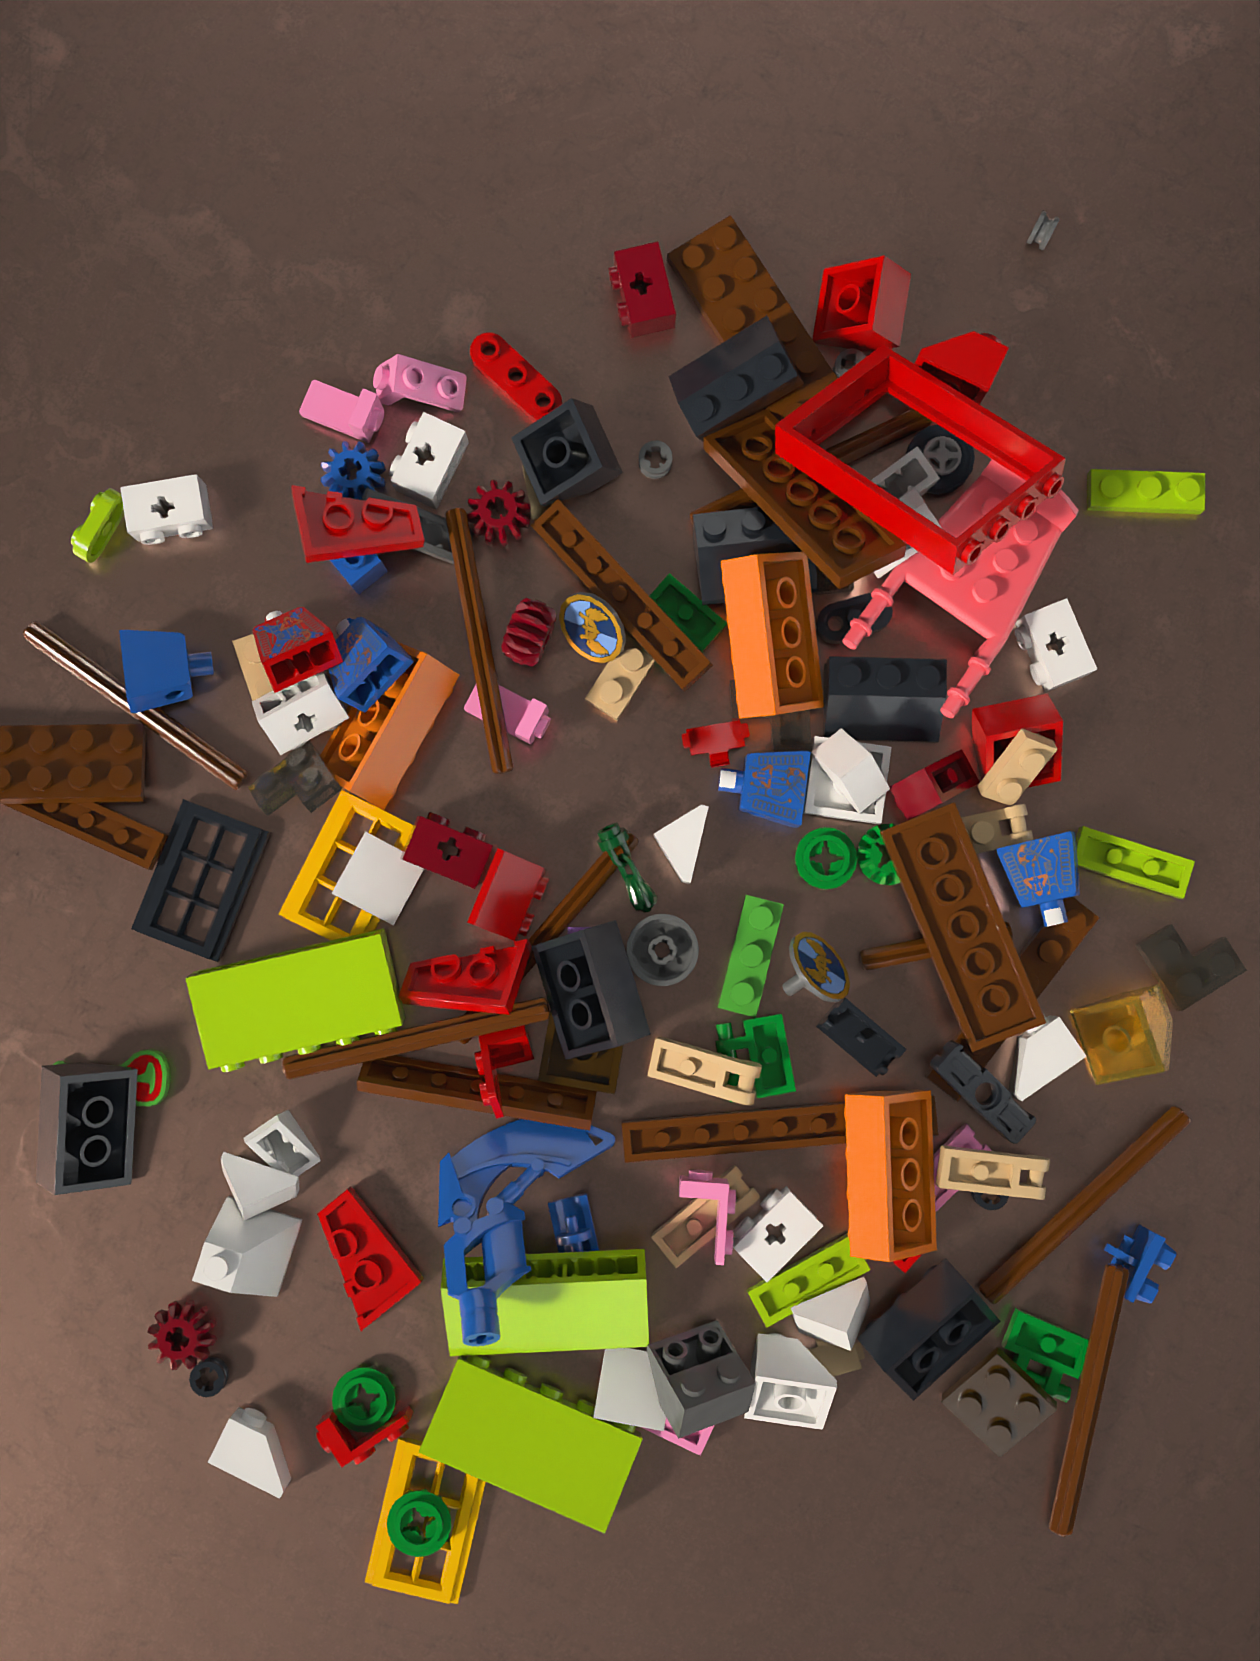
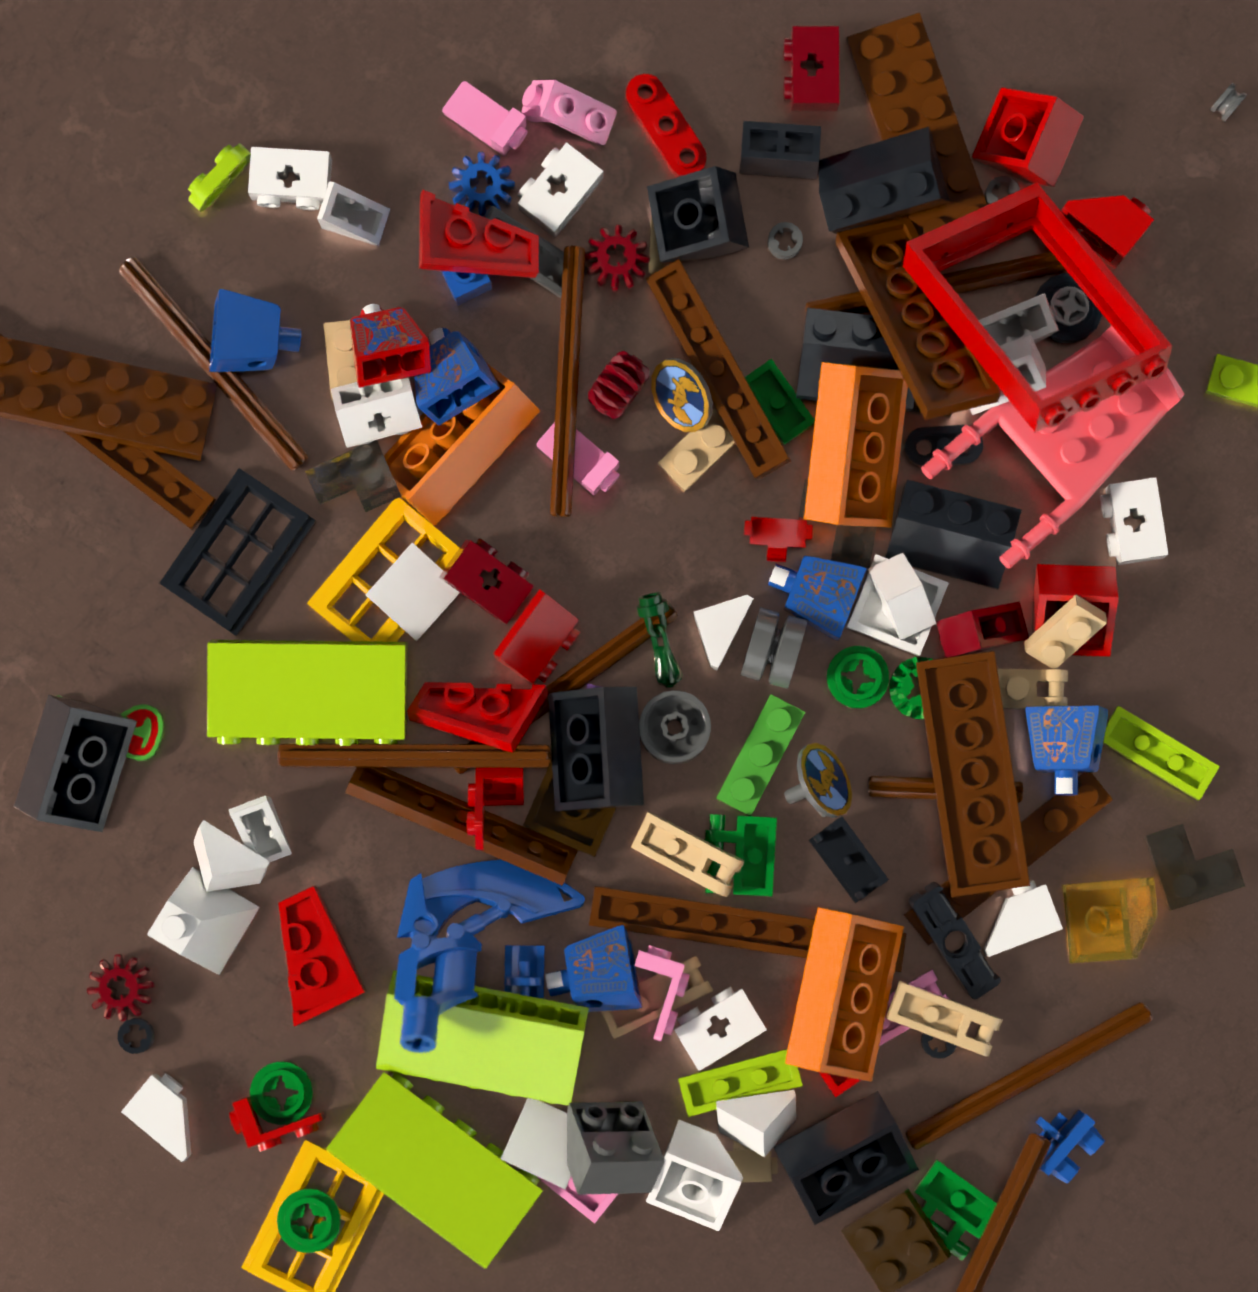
camera: 15 degrees right, 0 degrees up
(233, 530) = (352, 214): none -> white slope
(630, 373) = (780, 149): none -> black hinge
(646, 1208) = (599, 973): none -> blue torso
(740, 849) = (774, 647): none -> dark grey wheel

